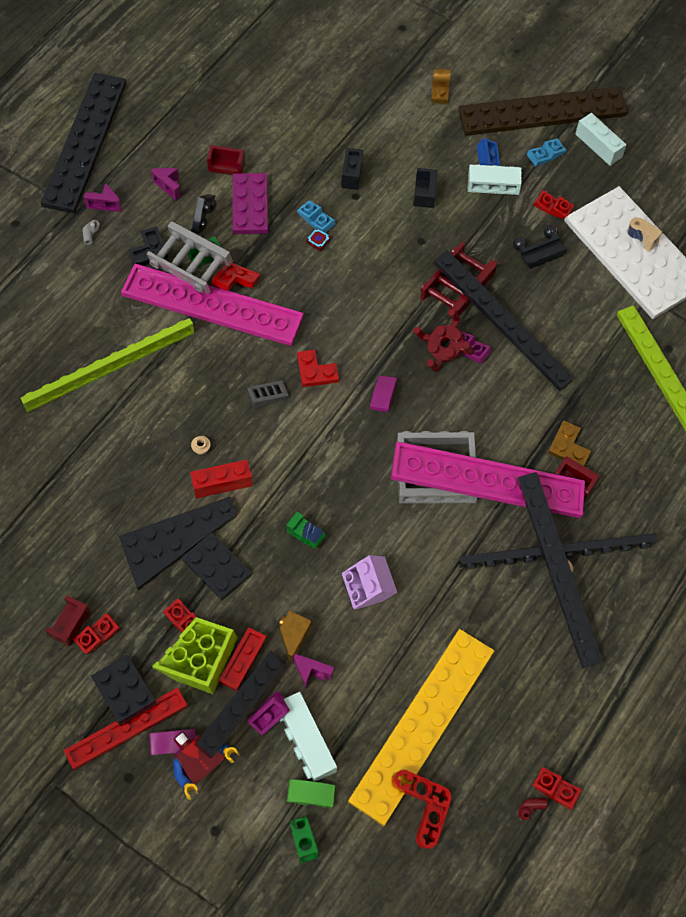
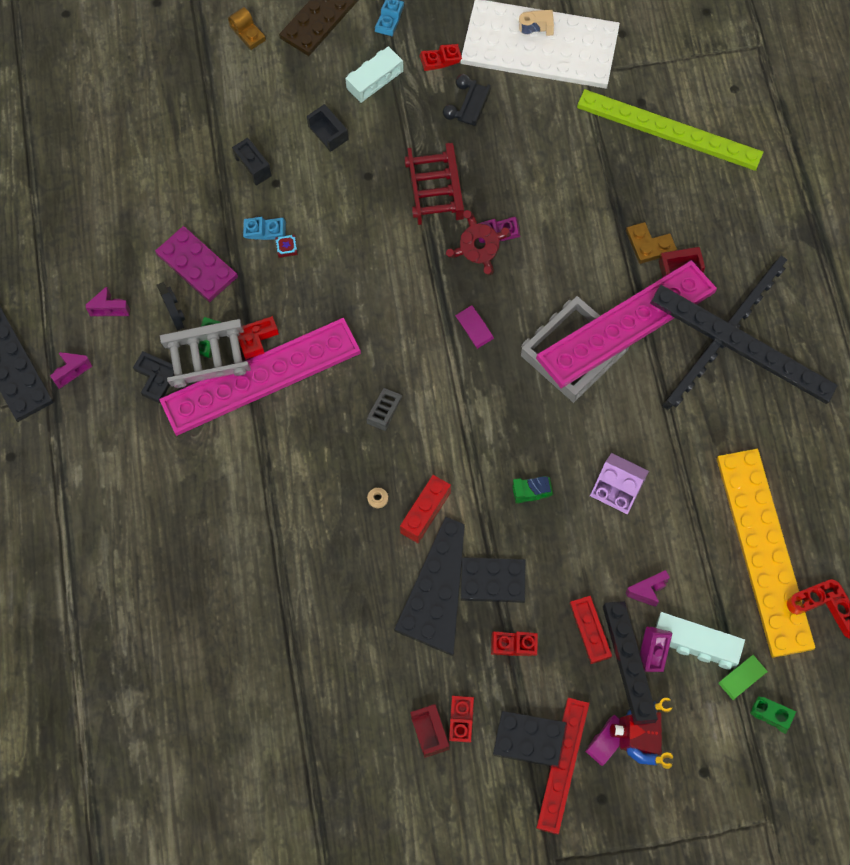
camera: 40 degrees left, 5 degrees up
(89, 230) = (85, 406): light grey arm -> none
(107, 365) = (228, 509): lime plate -> none
(199, 655) = (558, 658): lime wedge -> none
(225, 160) = (138, 244): dark red panel -> none
(293, 632) = (607, 575): pearl gold slope -> none
(315, 374) = (400, 360): red plate -> none
(488, 153) = (345, 57): blue slope -> none
(503, 320) = (503, 186): black plate -> none

